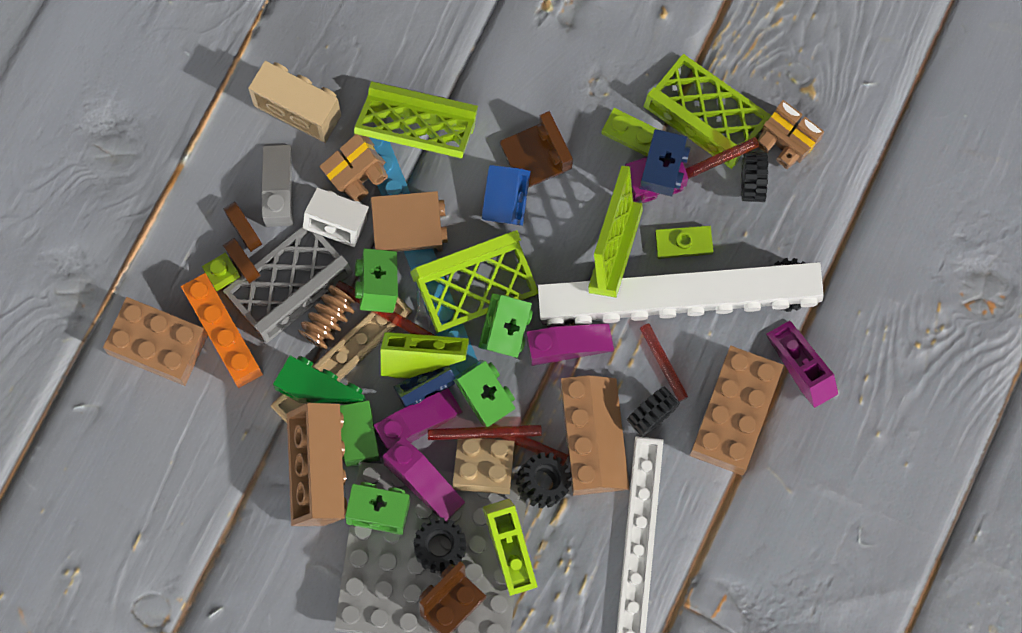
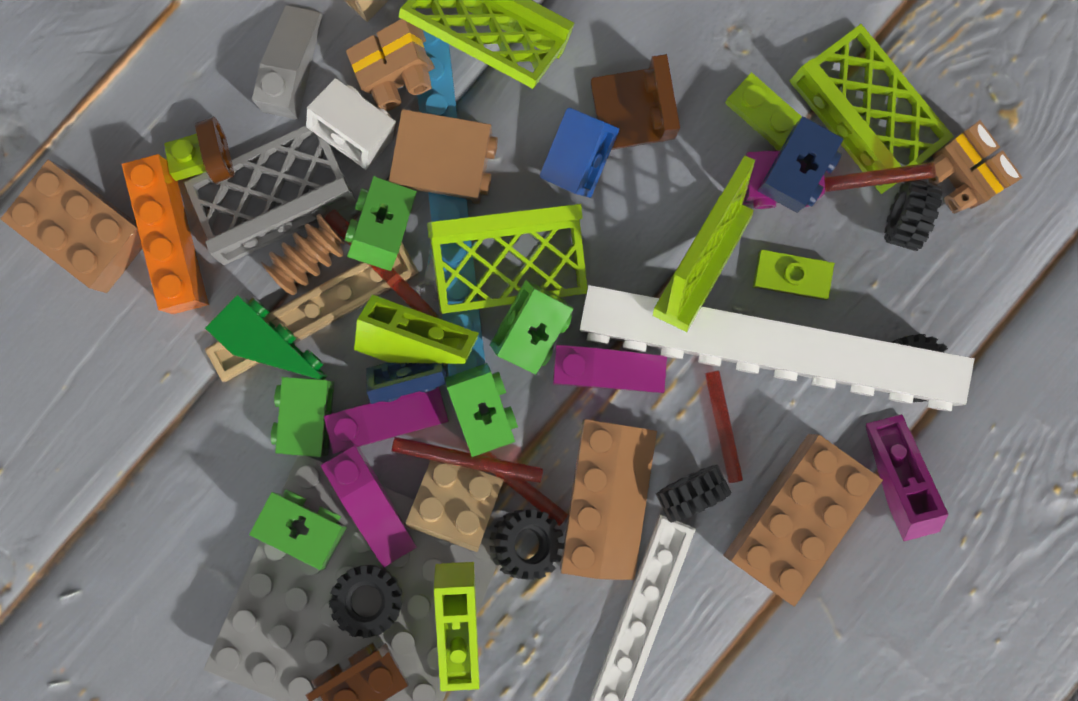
camera: 15 degrees right, 10 degrees up
(242, 226) = (229, 104): reddish brown beam -> none
(316, 464) = (235, 452): medium nougat brick -> none

